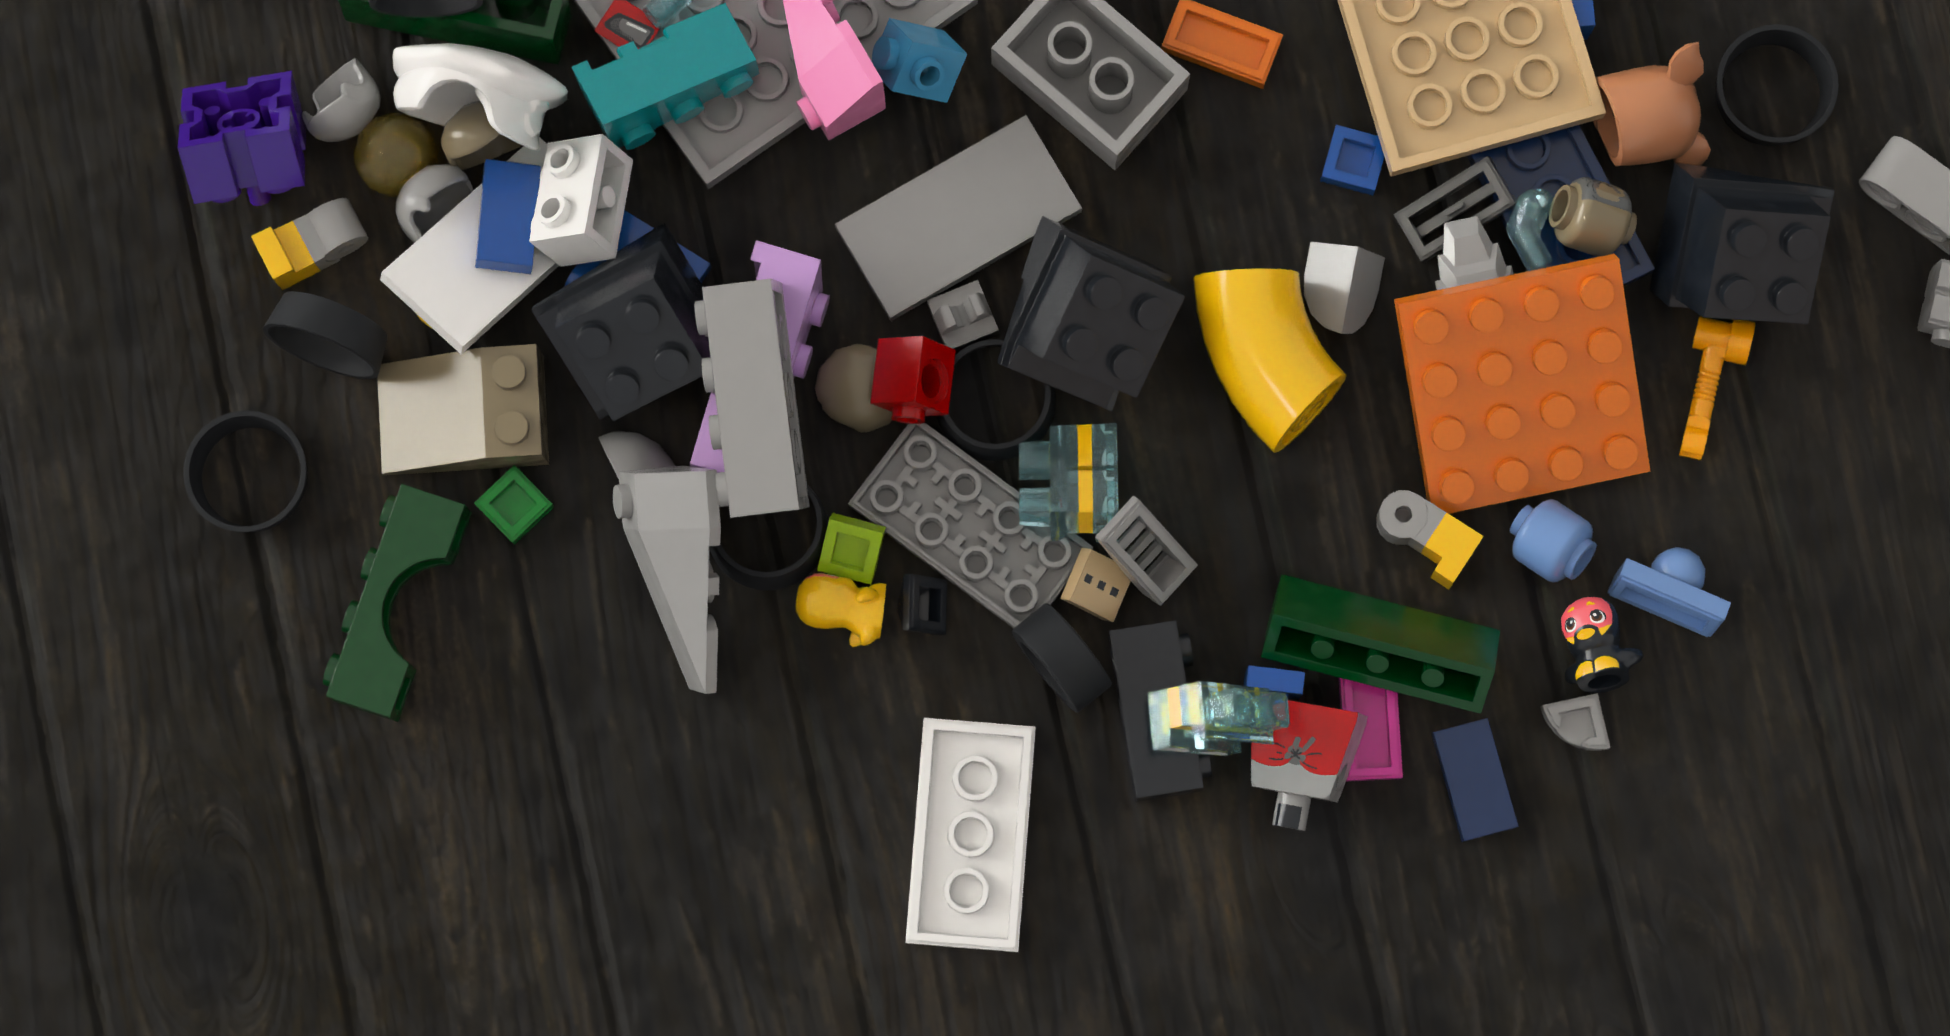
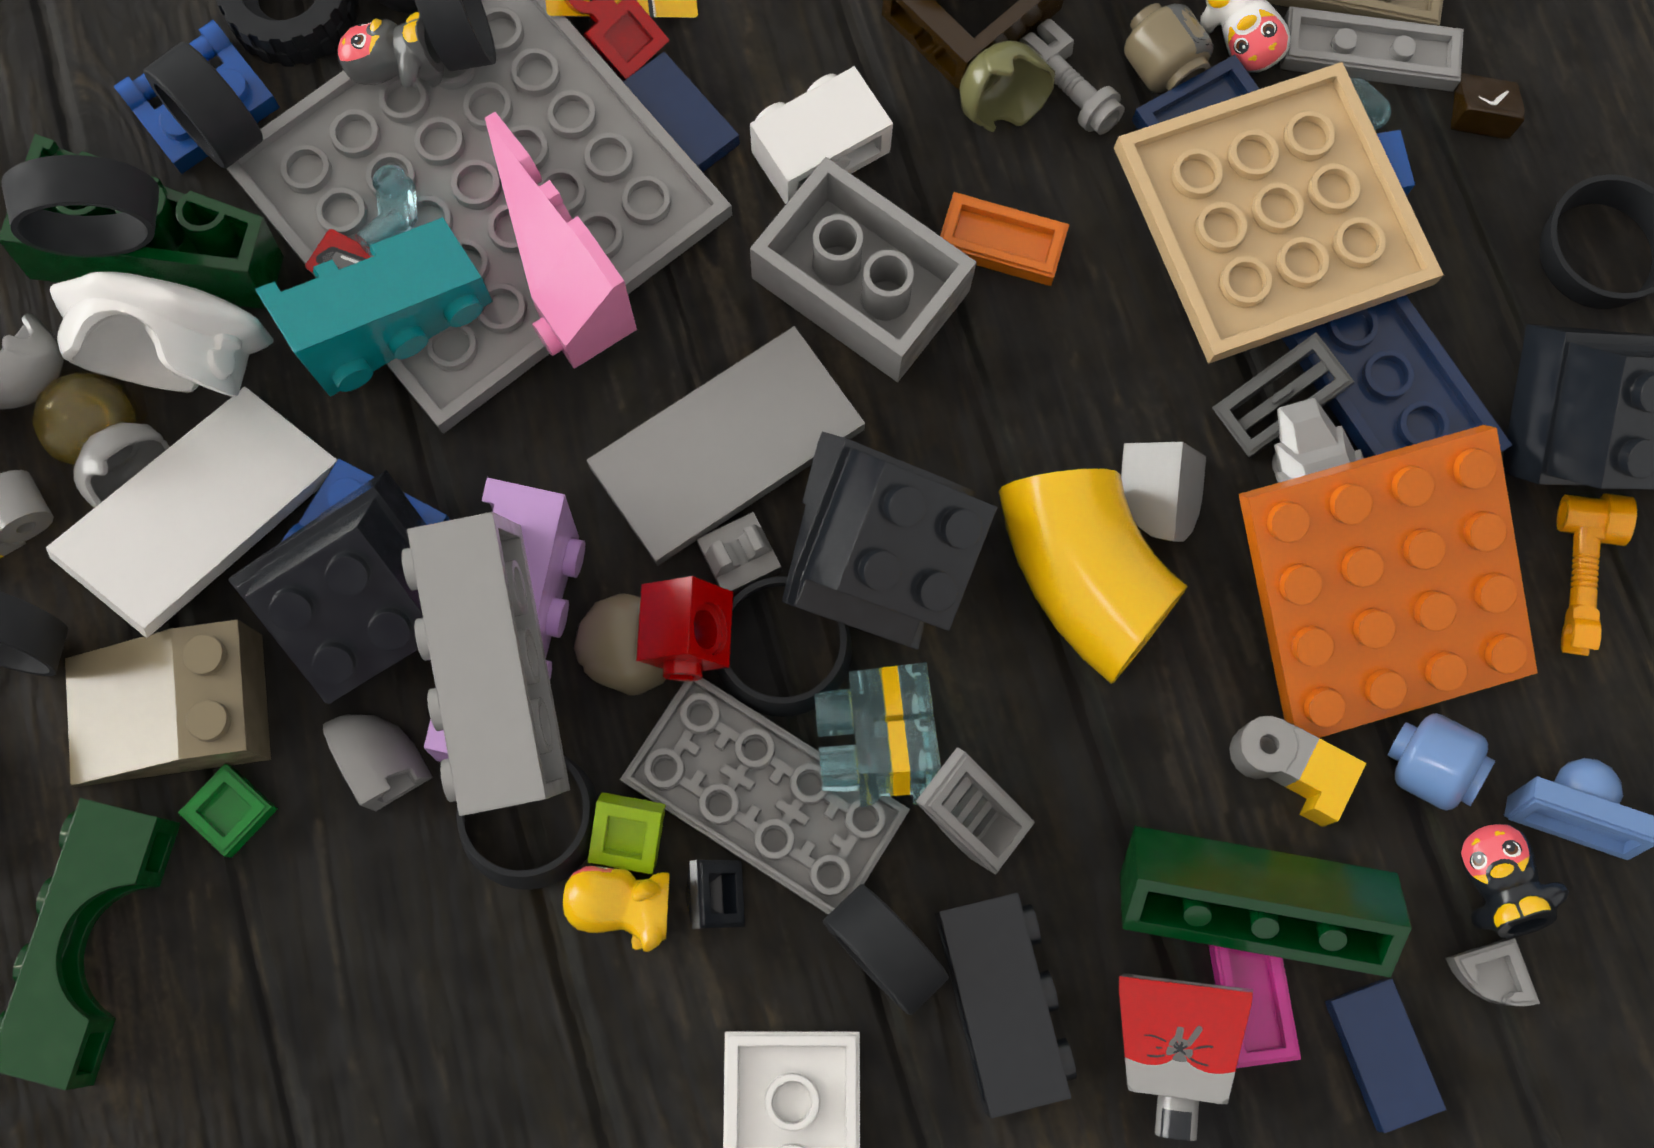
camera: 10 degrees left, 5 degrees down
(471, 138) = (167, 397): dark tan hair -> none
(506, 216) = (202, 476): blue tile -> none
(581, 200) = (285, 450): white brick -> none
(670, 524) = (400, 829): light grey wedge -> none
(918, 60) = (668, 272): dark azure brick -> none
(1096, 585) = (917, 854): tan tile -> none
(1215, 717) = (1082, 1014): clear light blue hips -> none
(1276, 680) = (1138, 956): blue tile -> none
(1353, 160) = (1160, 353): blue tile -> none
(1526, 226) = (1368, 407): clear light blue arm -> none
(1592, 216) = (1445, 388): dark tan head -> none
(1654, 112) = (1501, 270): nougat piece -> none

